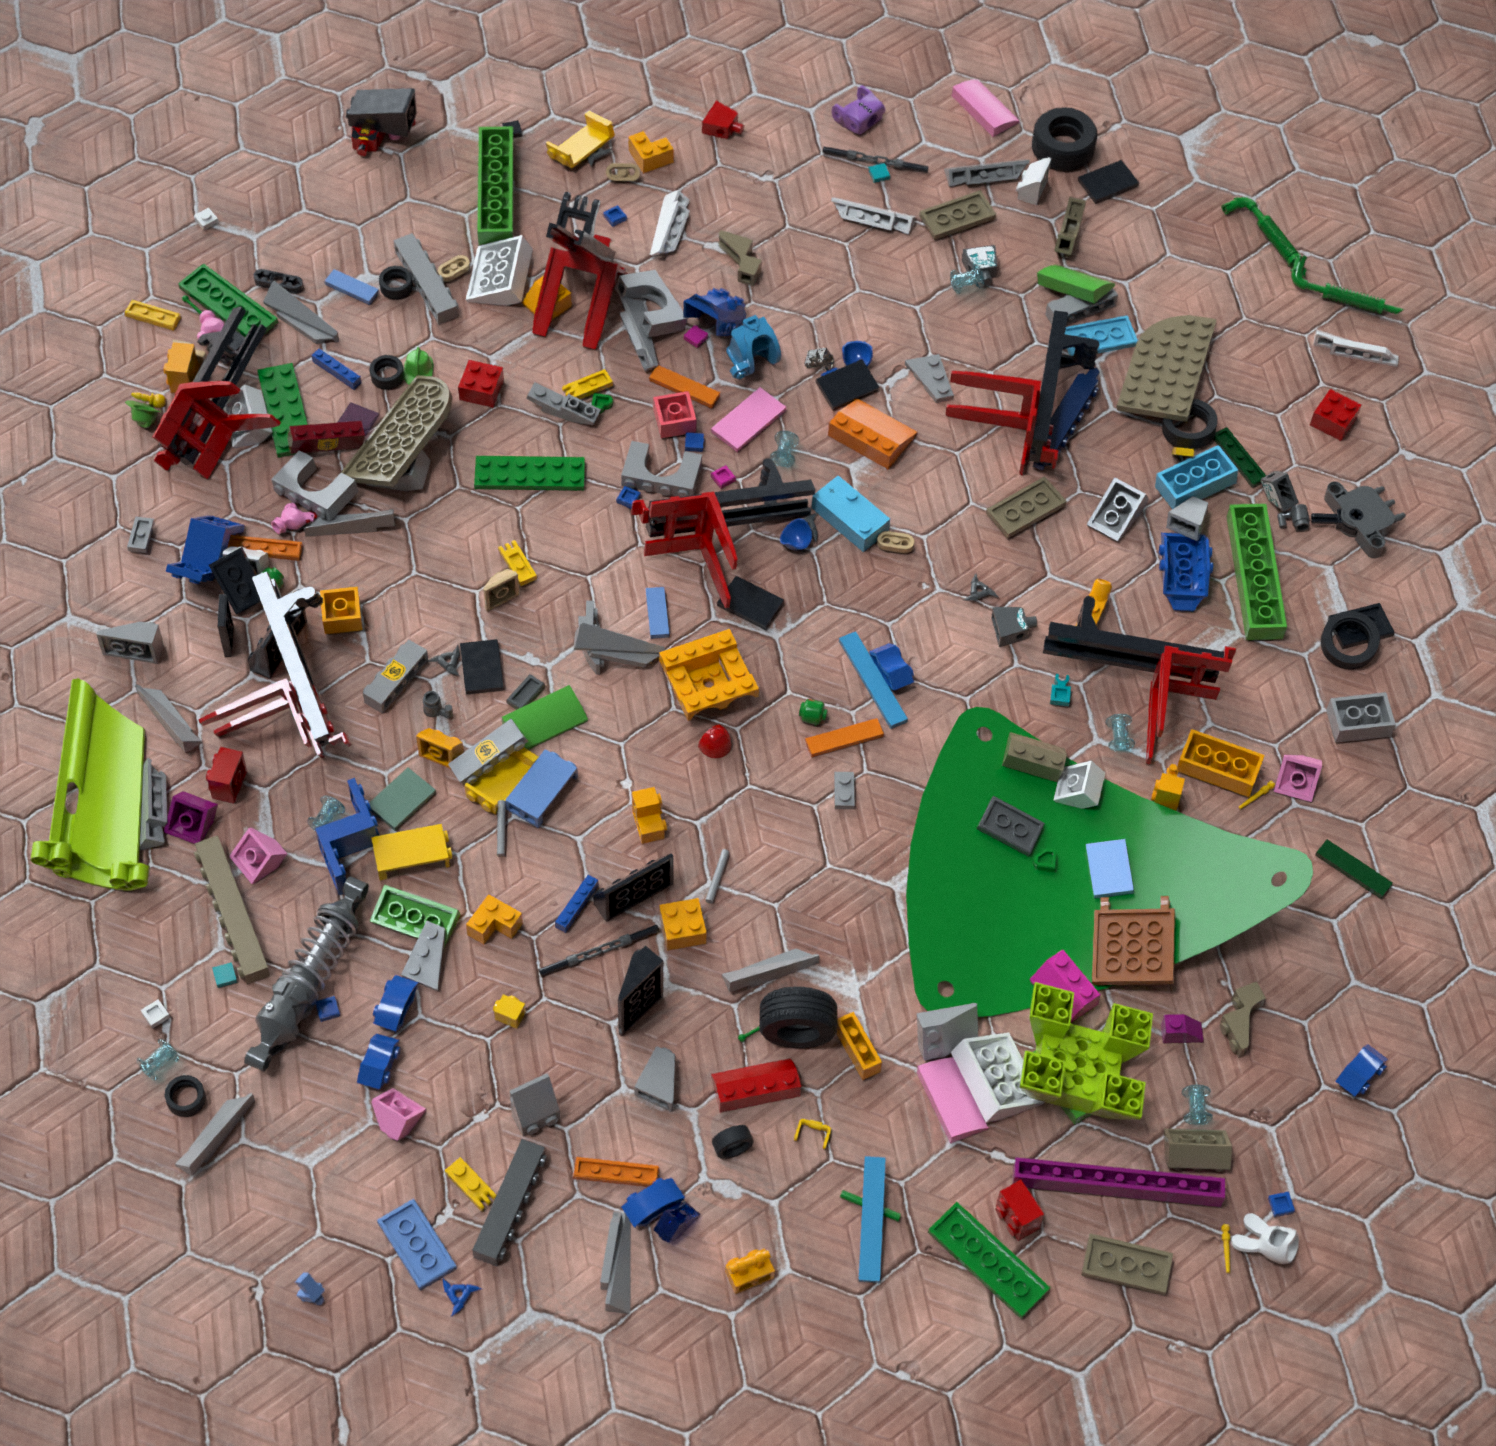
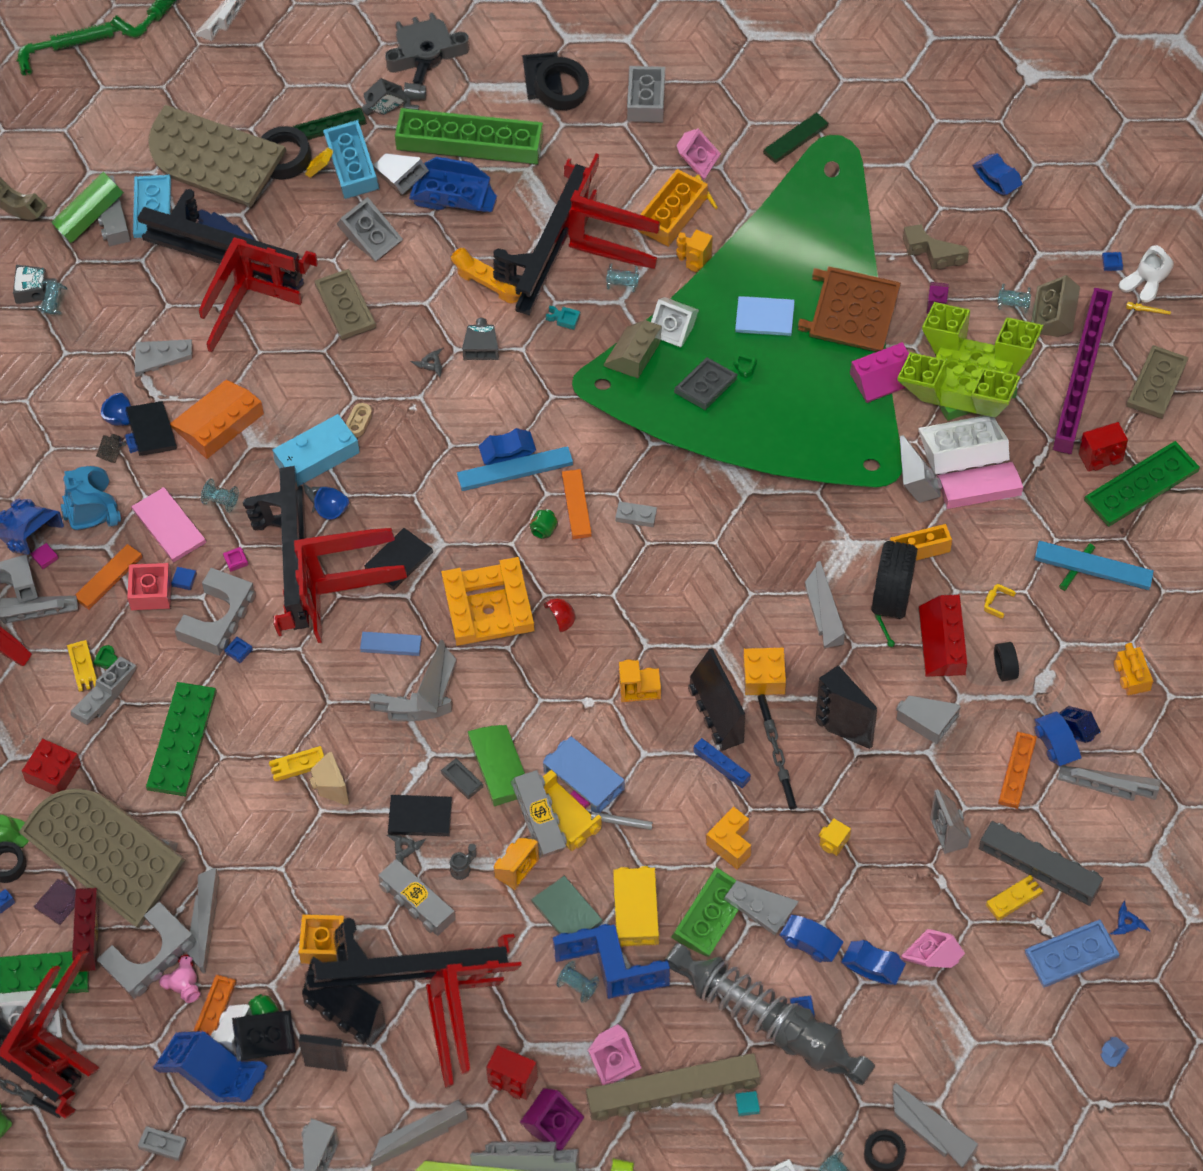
camera: 75 degrees left, 0 degrees up
(717, 876) = (711, 636): light grey bar -> none
(1335, 414) = (305, 38): red brick -> none

